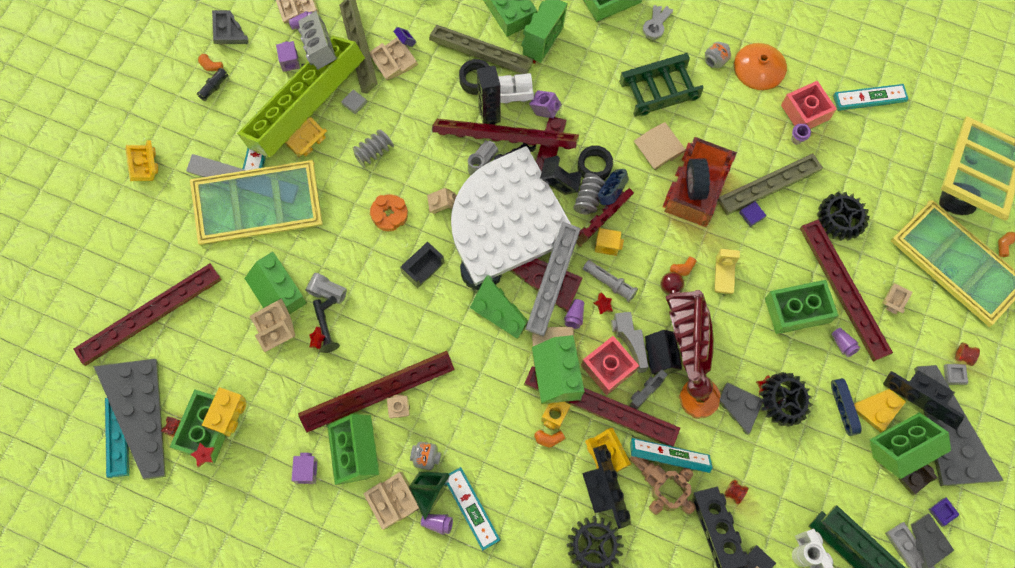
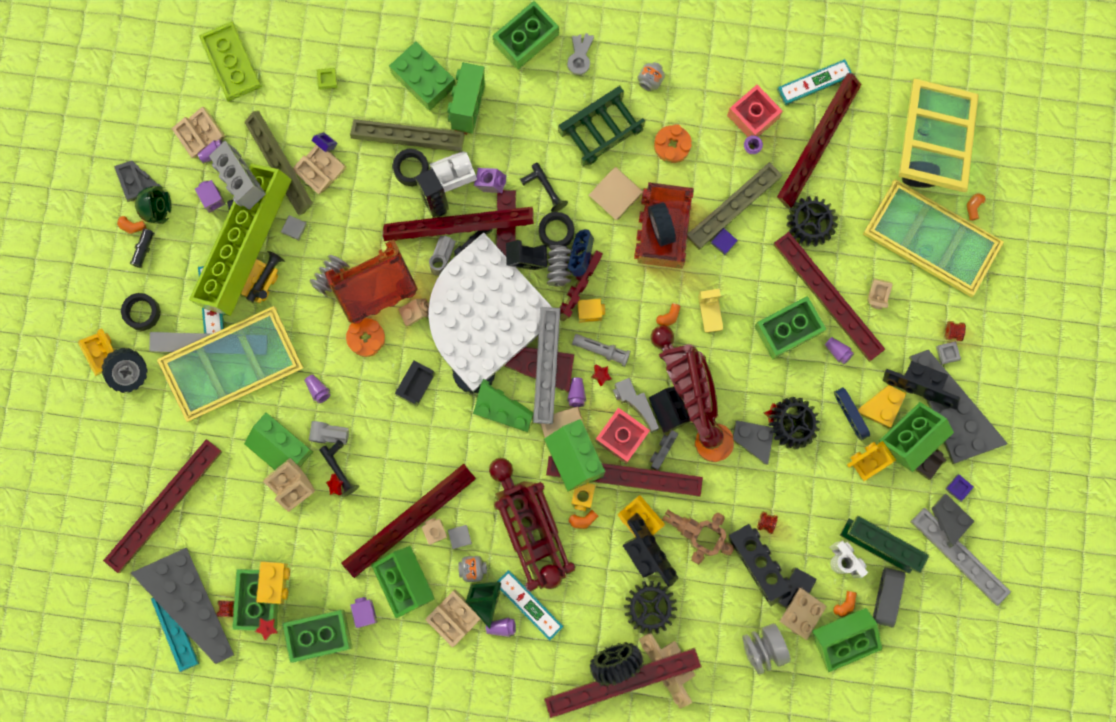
camera: 15 degrees left, 10 degrees up
(157, 181) = (124, 370): none -> black wheel
(187, 125) = (130, 301): none -> black tyre
(235, 49) = (153, 205): none -> dark green cylinder
(251, 478) = (317, 636): none -> bright green brick
(303, 143) = (256, 290): none -> black piece
(329, 246) = (317, 389): none -> medium lavender cone
(409, 162) = (372, 284): none -> clear red windscreen
(422, 421) = (459, 537): none -> light grey tile
(506, 424) = (550, 575): none -> dark red piece
(603, 141) = (558, 204): none -> black piece
(670, 455) = (699, 505): tile -> none
(725, 107) = (677, 134): none -> orange plate
(758, 73) = (694, 86): orange dish -> none
(859, 457) = (872, 461): none -> yellow bracket
(864, 147) = (819, 140): none -> dark red plate

